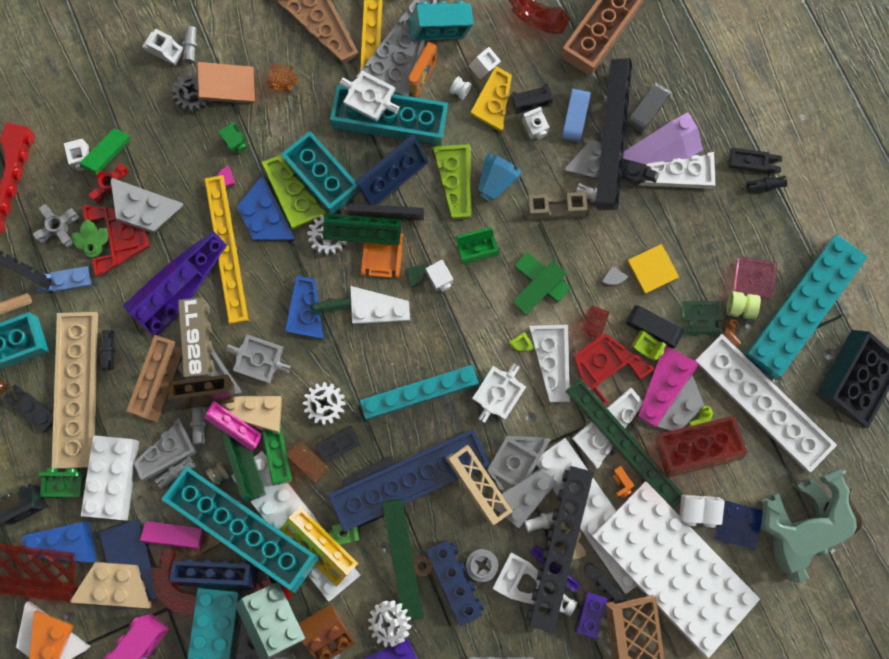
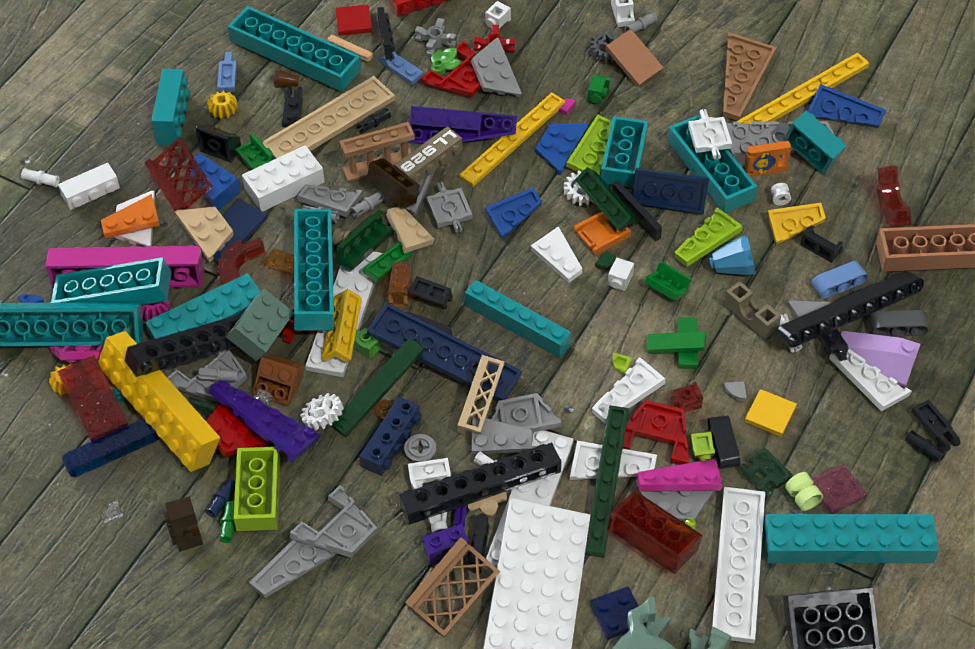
camera: 55 degrees right, 25 degrees down
(105, 151) = (514, 26): green tile -> none
(172, 535) = (273, 238): dark pink tile -> none
(214, 575) = (265, 274): dark blue brick -> none
(232, 426) = (385, 218): dark pink tile -> none
(281, 77) = (672, 86): clear orange brick -> none
(320, 412) = (453, 267): white gear -> none
(331, 305) = (531, 222): clear green pin -> none
(484, 63) = (816, 192): white panel -> none
(499, 393) = (567, 371): white plate -> none
(529, 120) = (804, 258): white brick -> none
(622, 479) = (575, 498): orange bracket -> none
(701, 510) = (603, 570): white brick -> none
(729, 332) = (774, 500): dark orange arm -> none

